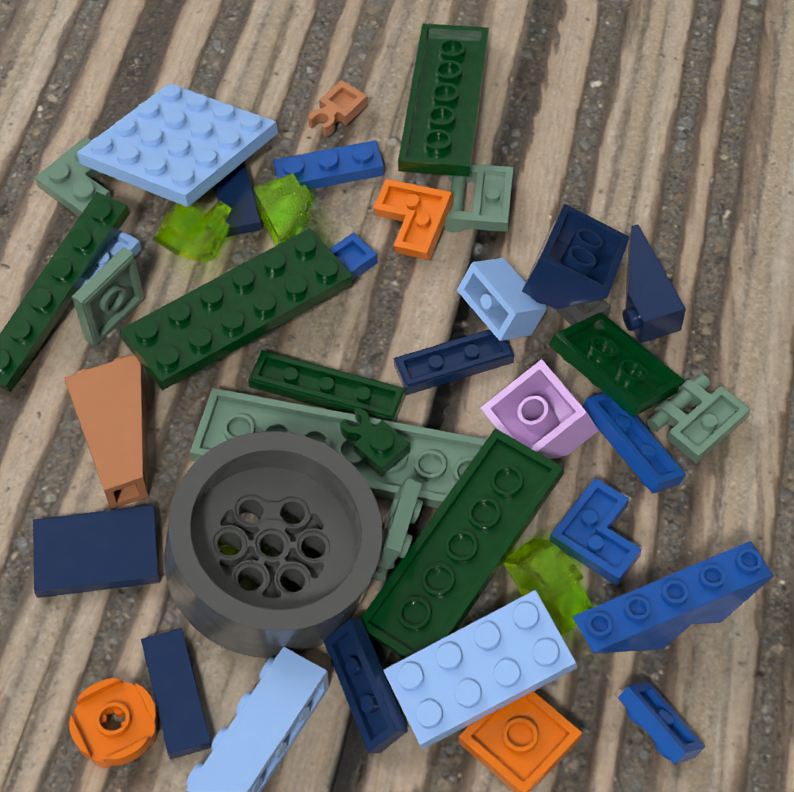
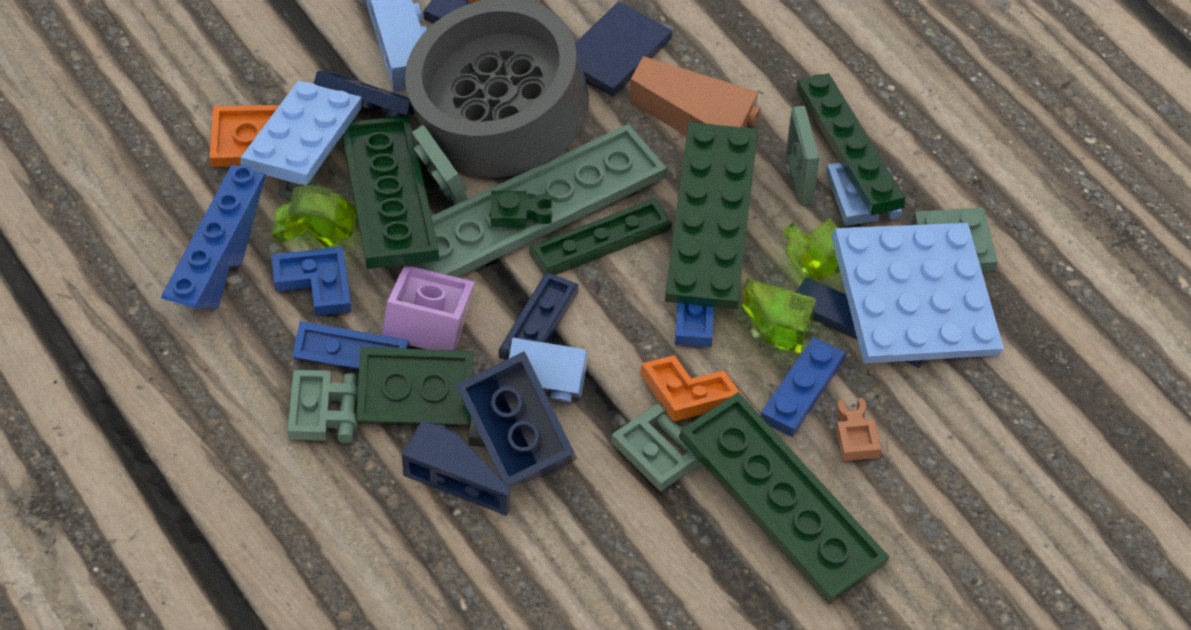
camera: 130 degrees right, 5 degrees down
(653, 713) = (166, 200): blue plate -> none

